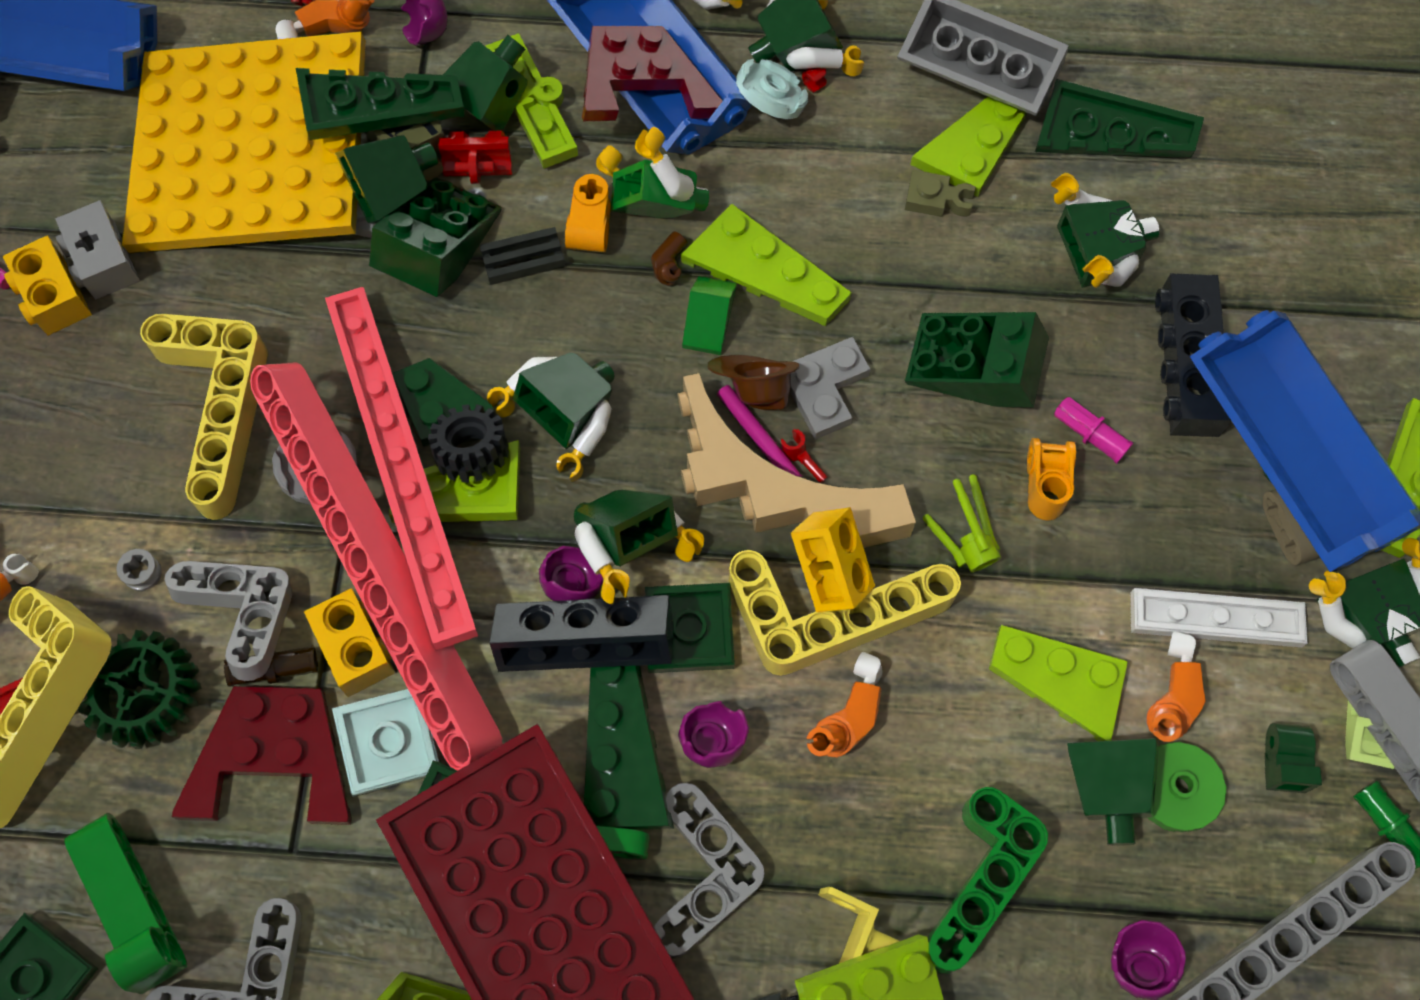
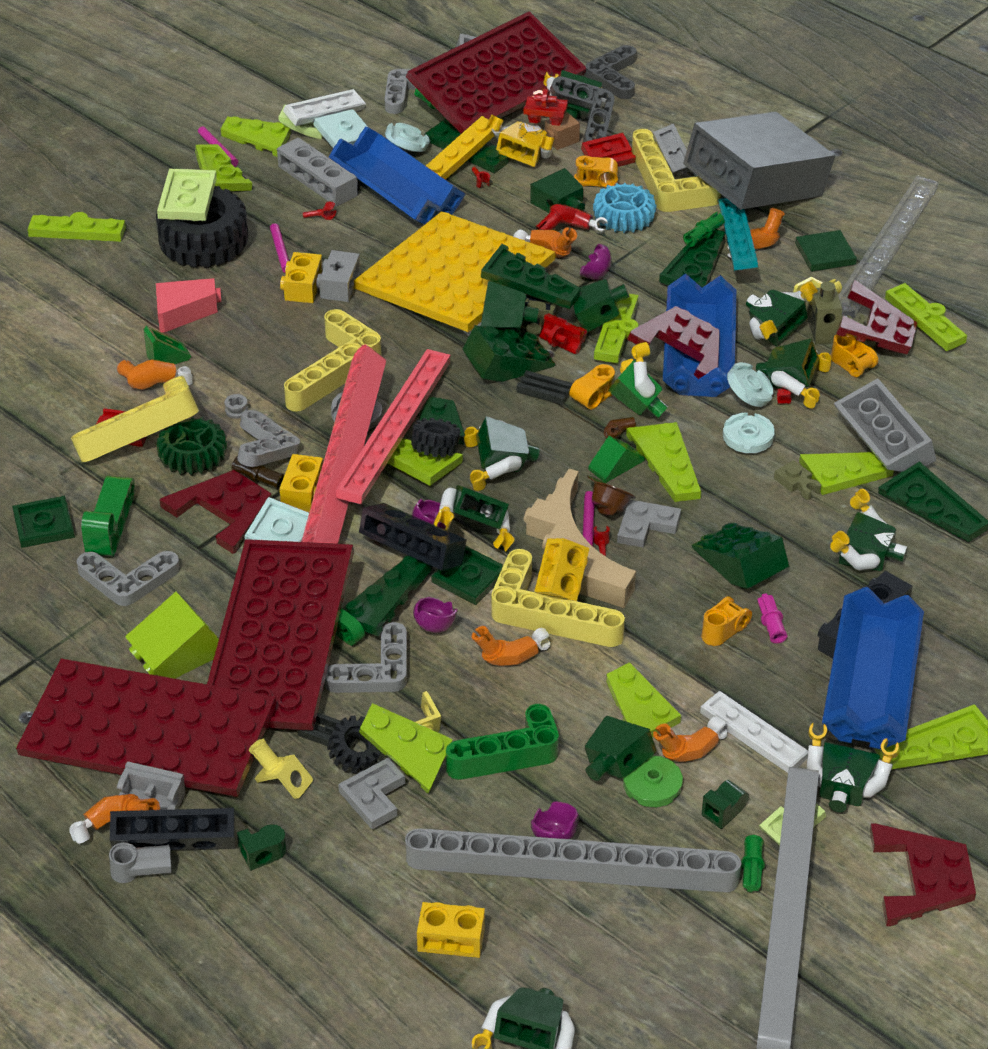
camera: 40 degrees right, 25 degrees down
(827, 147) = (748, 433): none -> light aqua plate
(978, 547) = (651, 626): lime plant -> none

